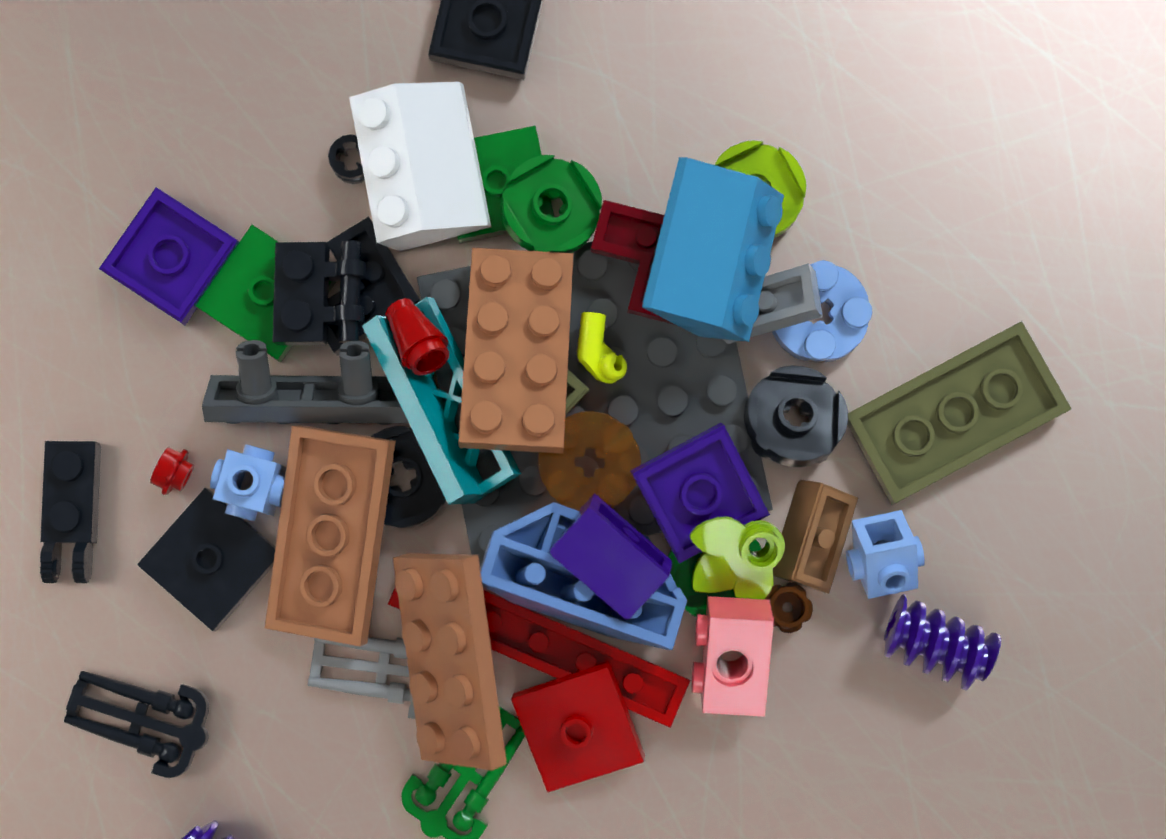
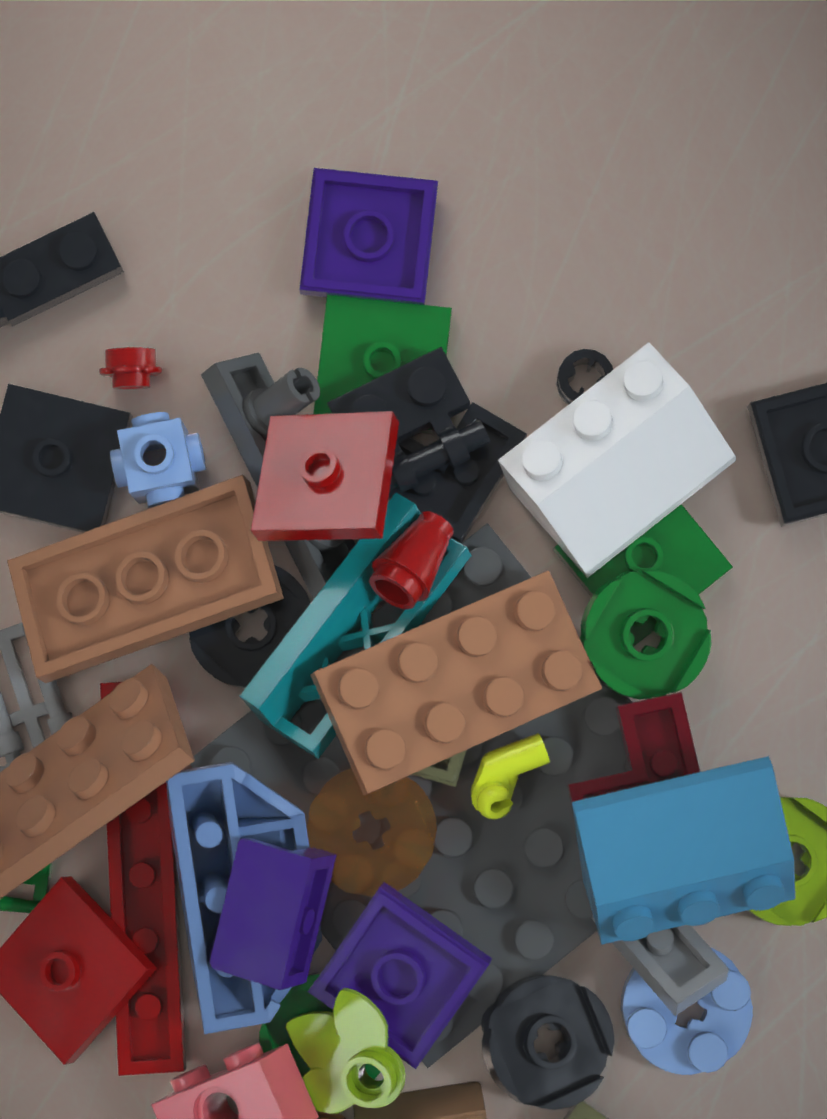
camera: 65 degrees right, 0 degrees up
(324, 365) = (325, 476): none -> plate

